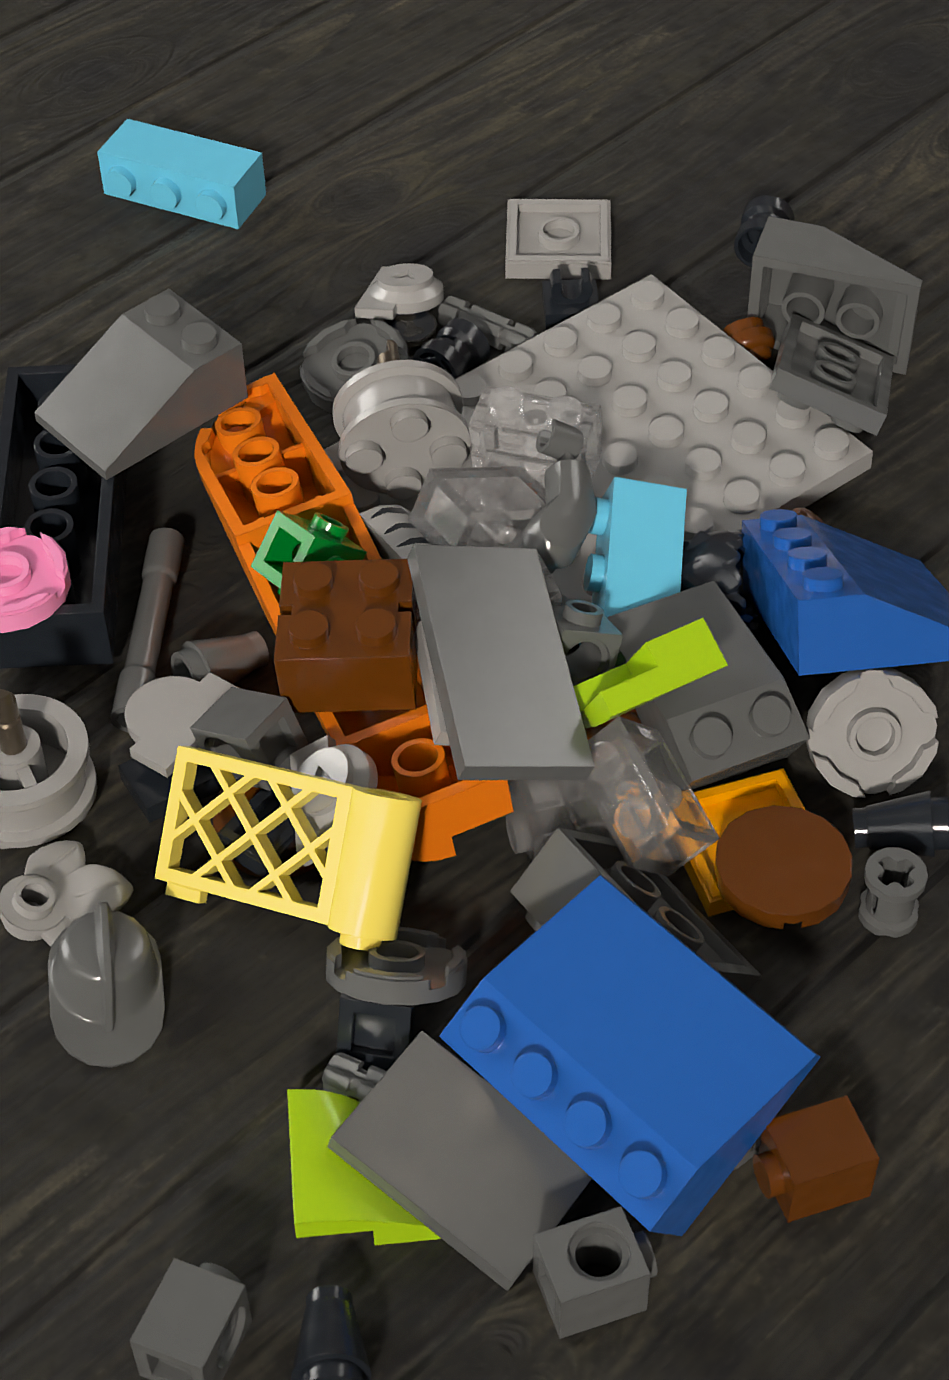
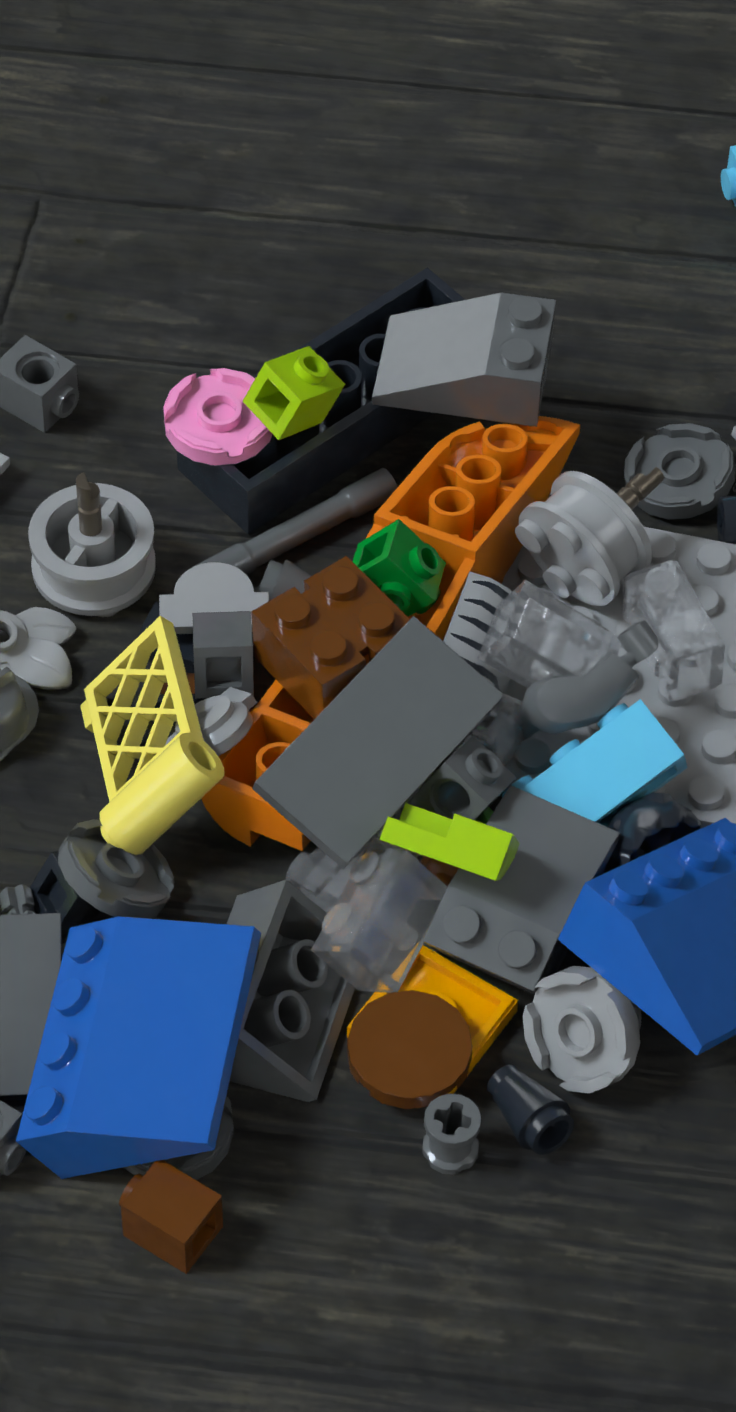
camera: 50 degrees right, 5 degrees up
(57, 502) = (293, 392): none -> lime brick

